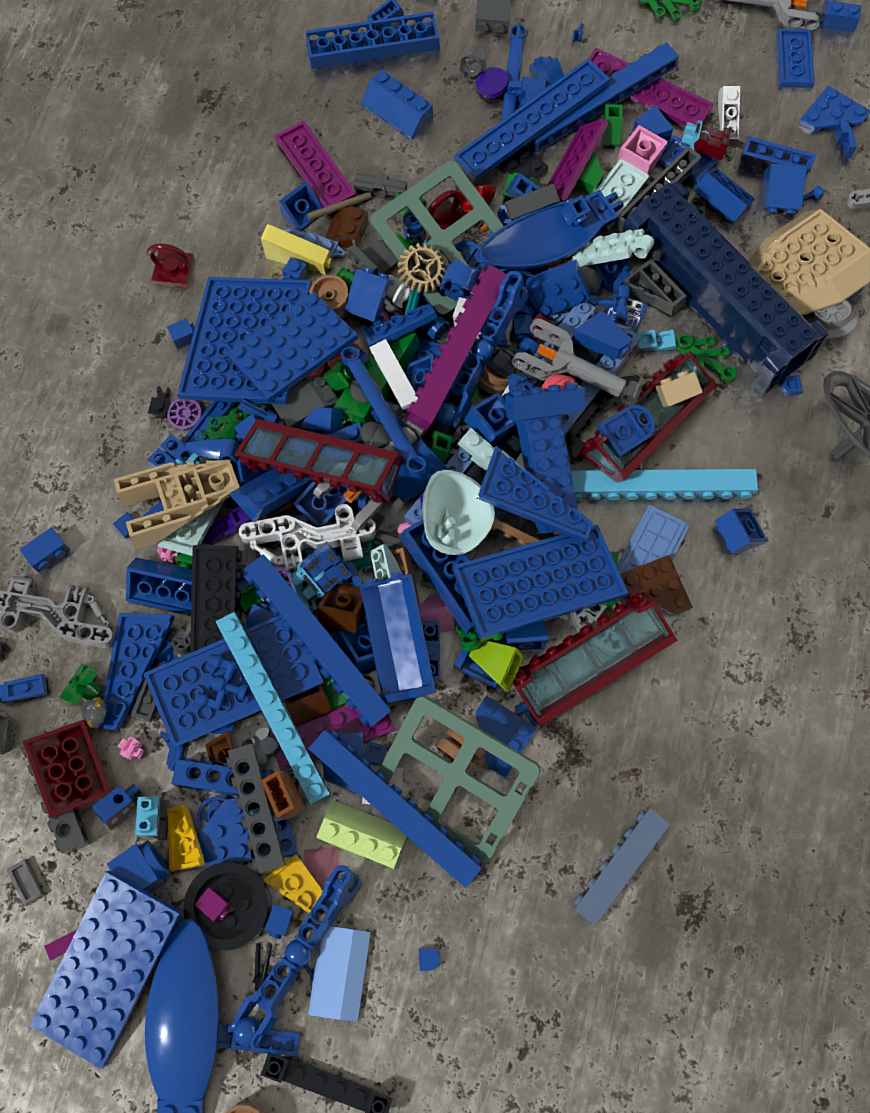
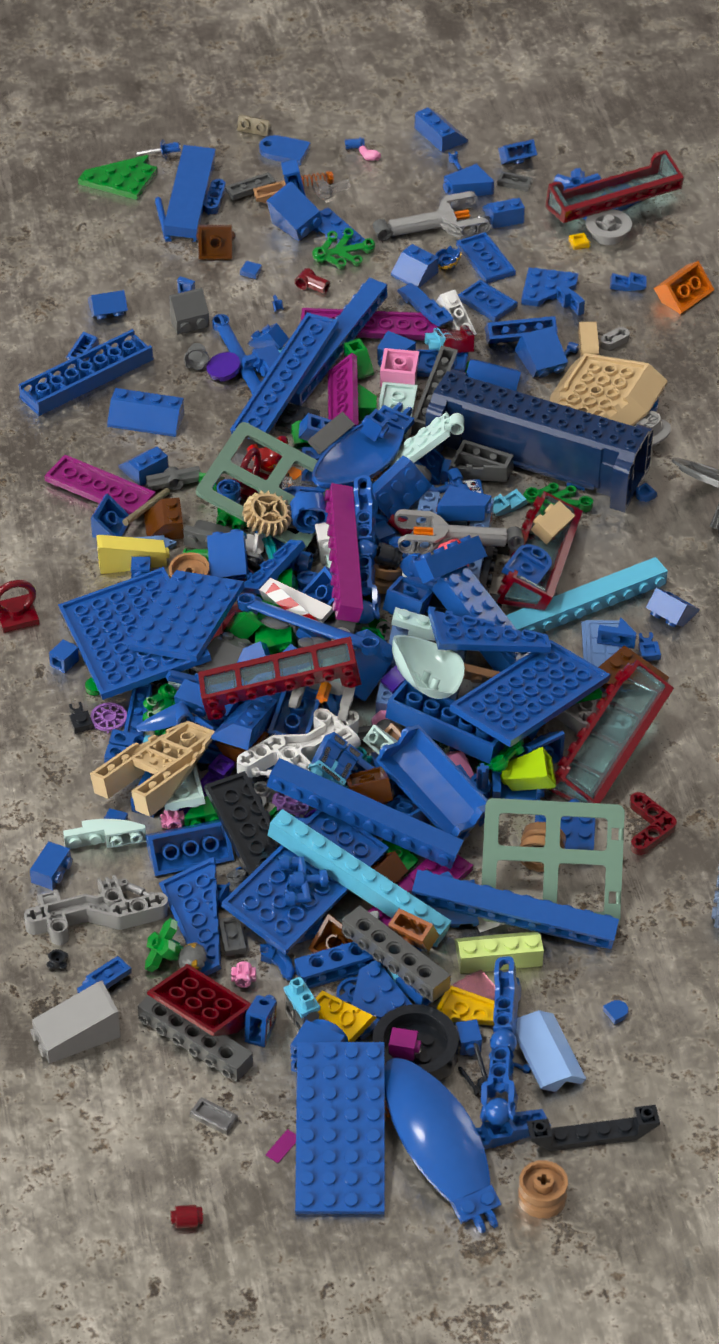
camera: 30 degrees left, 25 degrees down
(107, 536) = (108, 831): none -> light aqua slope
(365, 160) = (145, 464): none -> blue slope
(384, 382) = (286, 601): none -> sticker
(430, 345) = (305, 578): none -> blue tile
(451, 647) = (482, 781): none -> blue piece
(588, 763) = (656, 823): none -> dark red beam
(620, 19) = (308, 279): none -> dark red piece
(673, 544) = (617, 636): none -> blue slope
(692, 566) = (648, 648): none -> blue plate
(705, 76) = (413, 295): none -> blue slope
(710, 104) = (435, 314): none -> blue slope
(723, 43) = (415, 266): none -> slope
(758, 45) = (448, 257): none -> blue hair
(769, 106) = (487, 300): none -> blue tile
(836, 191) = (588, 338): none -> tan beam

